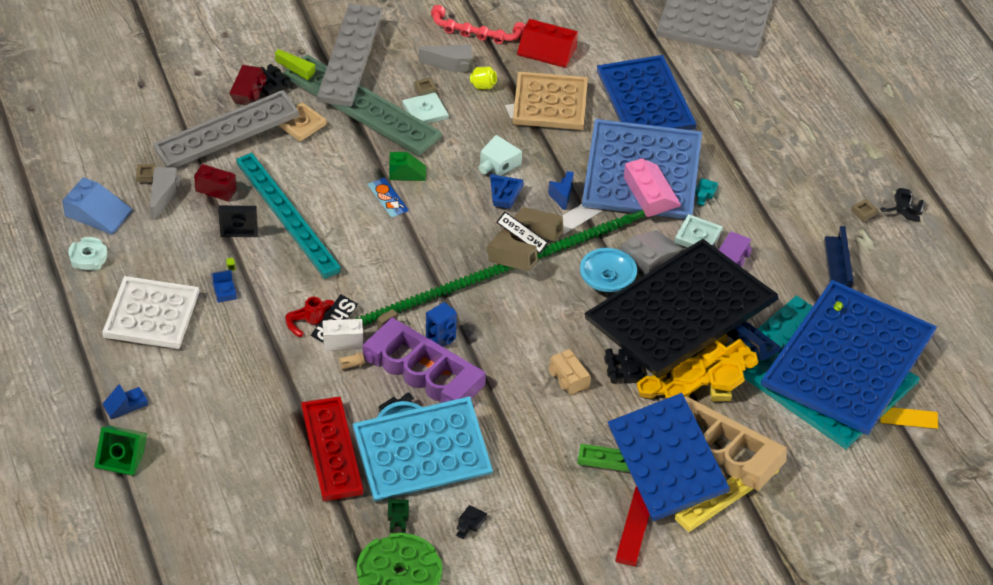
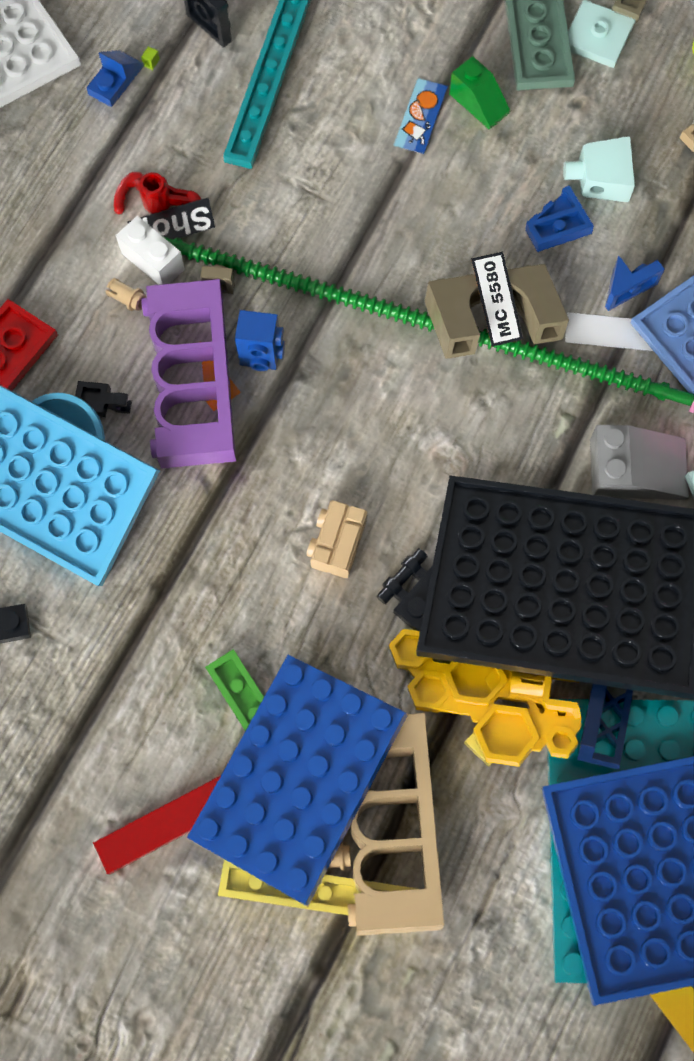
camera: 50 degrees right, 25 degrees up
(608, 269) = (550, 426): medium azure dish -> none

